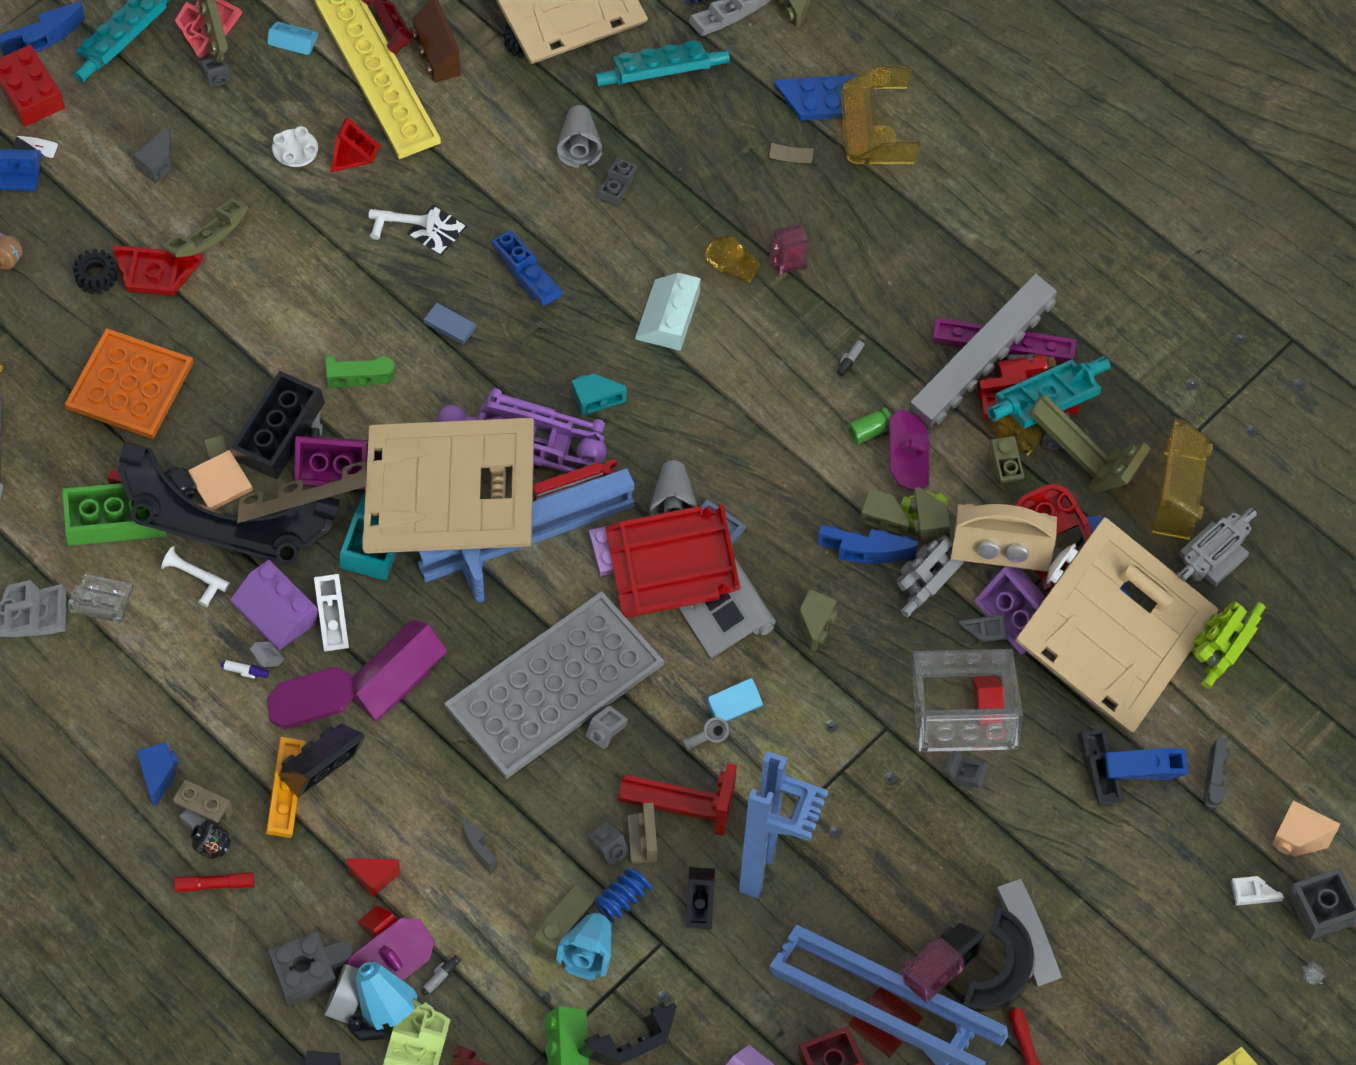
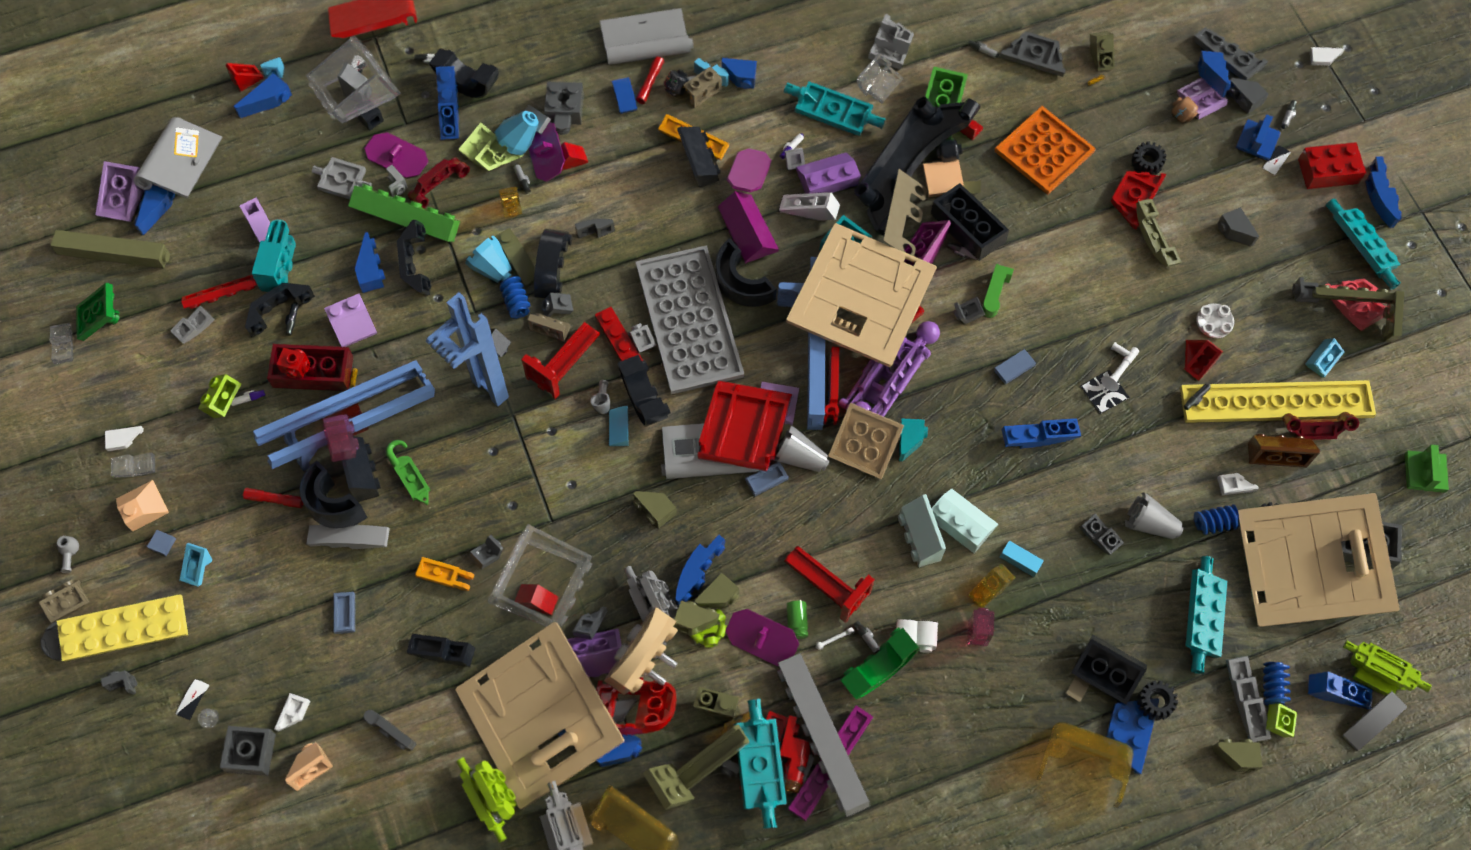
camera: 115 degrees right, 5 degrees up
(152, 915) = (645, 36): none -> light grey door
(166, 637) = (834, 108): none -> teal plate
(170, 817) = (700, 66): none -> medium azure slope
(214, 581) = (864, 150): white piece -> none
(253, 901) = (624, 95): none -> blue slope
(373, 873) = (608, 162): red slope -> none
(400, 389) = (969, 310): none -> dark grey bracket
(411, 133) = (1197, 397): none -> piece
(485, 653) = (736, 287): none -> black brick
(488, 962) = (510, 202): none -> clear yellow slope
(494, 80) = (1235, 484): none -> white tile
(548, 80) = (1217, 518): none -> blue piece
(550, 866) = (550, 261): none -> black brick
(620, 751) = (616, 334): none -> red plate
(627, 429) = (866, 440): none -> tan plate
(684, 244) = (1021, 558): none -> medium azure slope
(694, 680) = (641, 393): none -> black brick
(707, 338) = (922, 531): none -> light aqua slope
(768, 127) = (1109, 669): none -> black slope
(781, 66) = (1149, 708): none -> black tyre
(823, 370) = (830, 584): none -> red bracket
(825, 310) = (922, 632): none -> white brick
(877, 326) = (880, 667): none -> green brick
(883, 397) = (819, 645): none -> white hinge
(915, 906) = (408, 473): none -> bright green plate
(1014, 808) = (442, 573): none -> light orange hinge
(1055, 571) = (600, 688): white dish -> none
(1115, 895) = (344, 612): none -> sand blue tile
(1147, 764) = (418, 676): blue slope -> none
(1302, 1009) = (192, 699): none -> sticker

